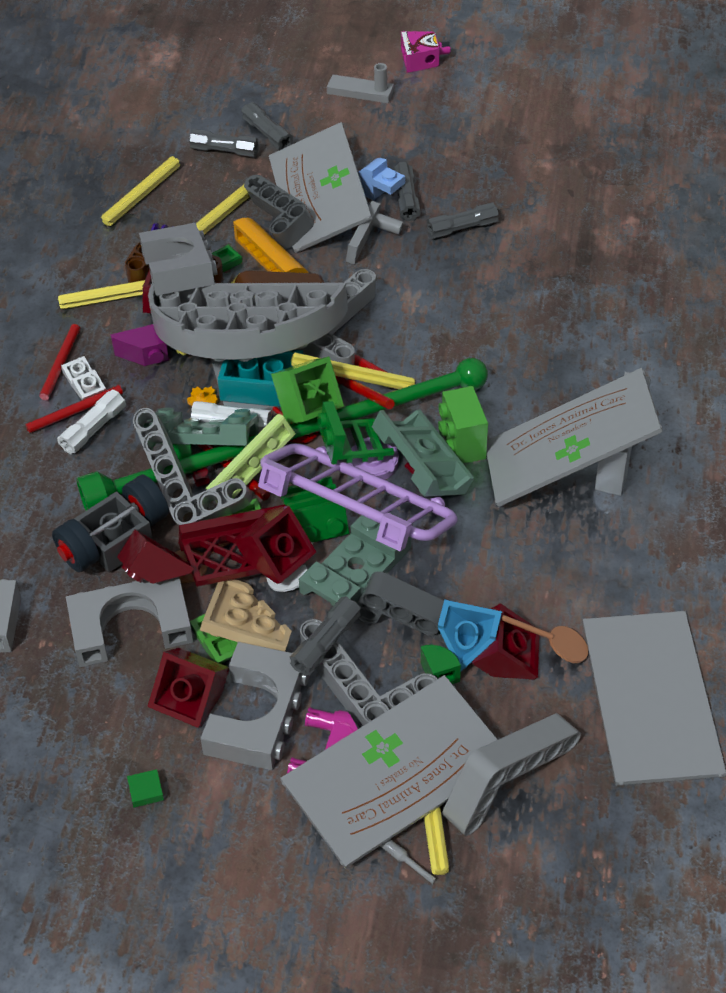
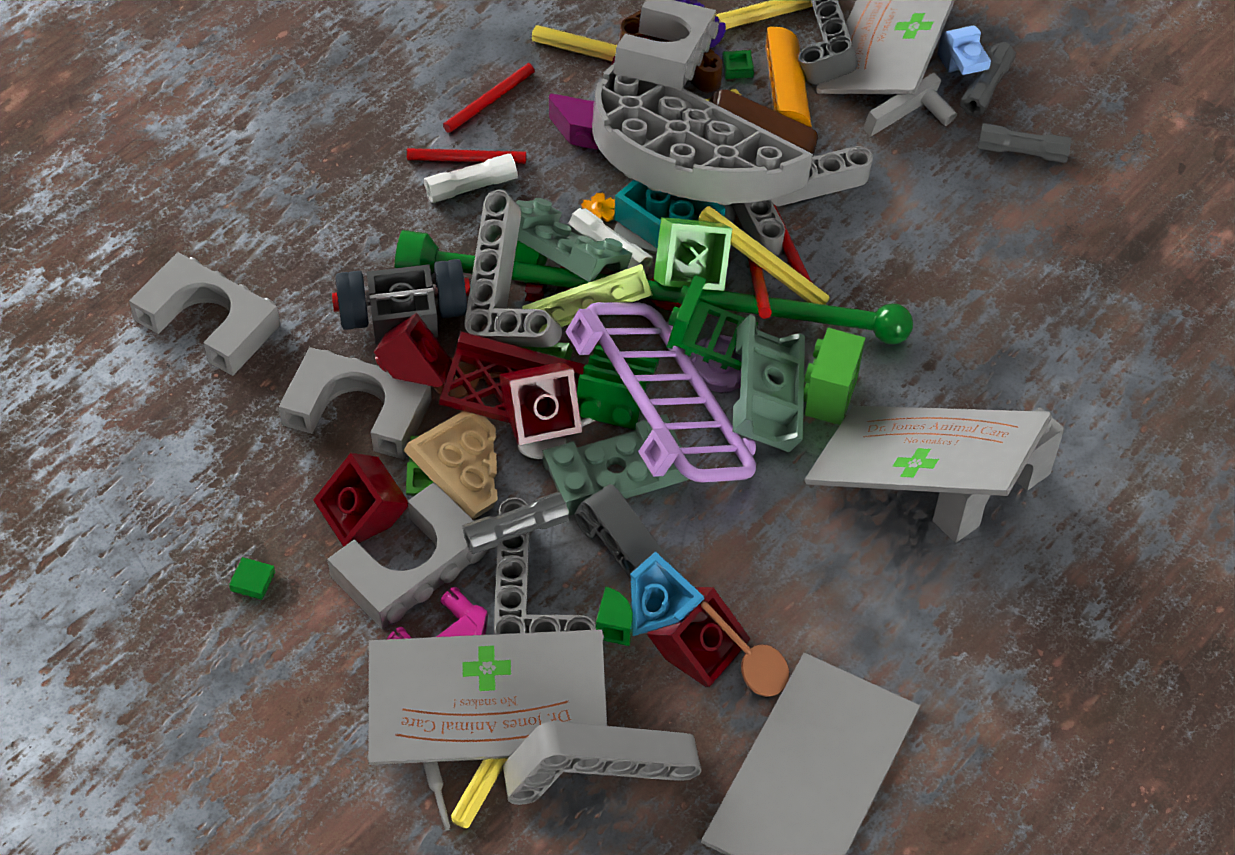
camera: 30 degrees right, 5 degrees up
(82, 378) = (497, 127): white slope -> none

